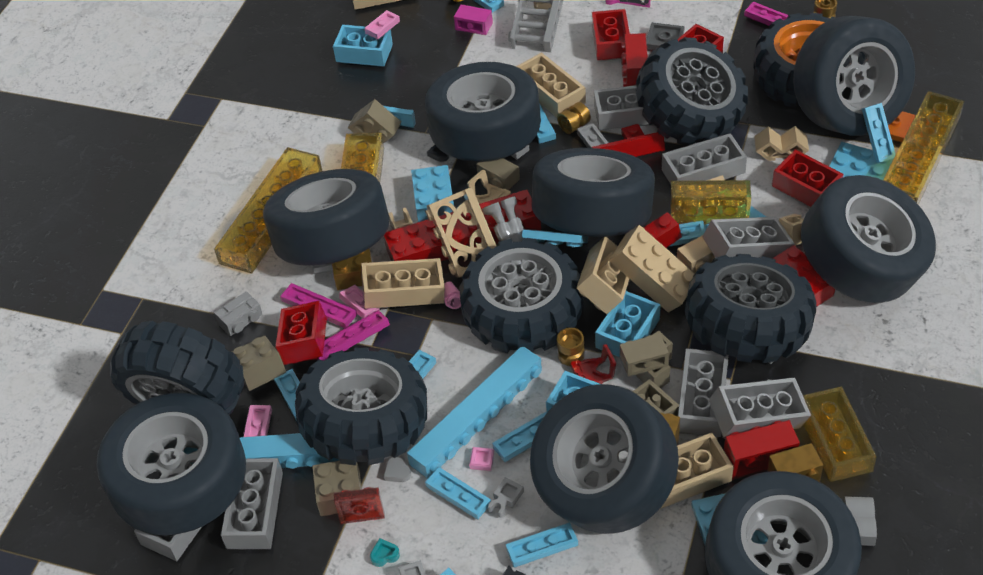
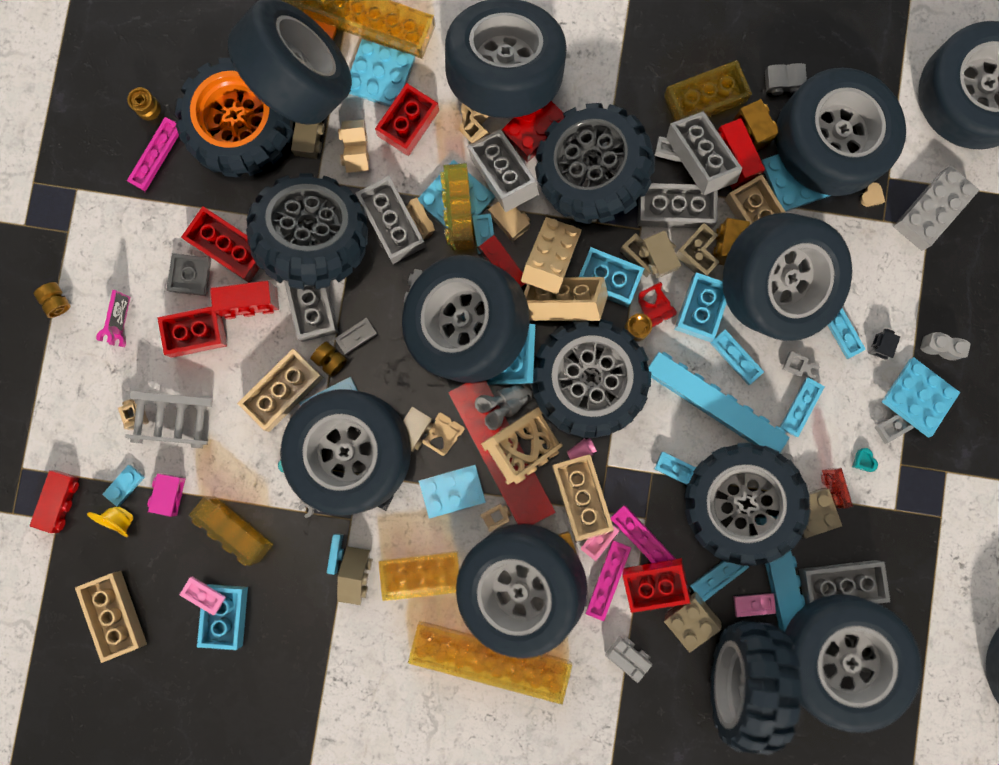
camera: 100 degrees left, 35 degrees up
(433, 50) = (230, 530): none -> clear yellow brick
(481, 458) = (761, 393): bright pink tile -> none
(631, 131) = (342, 297): red plate -> none
(637, 145) = (370, 300): red tile -> none
(789, 114) = (307, 140): none -> dark tan brick
(878, 132) = (352, 46): medium azure plate -> none

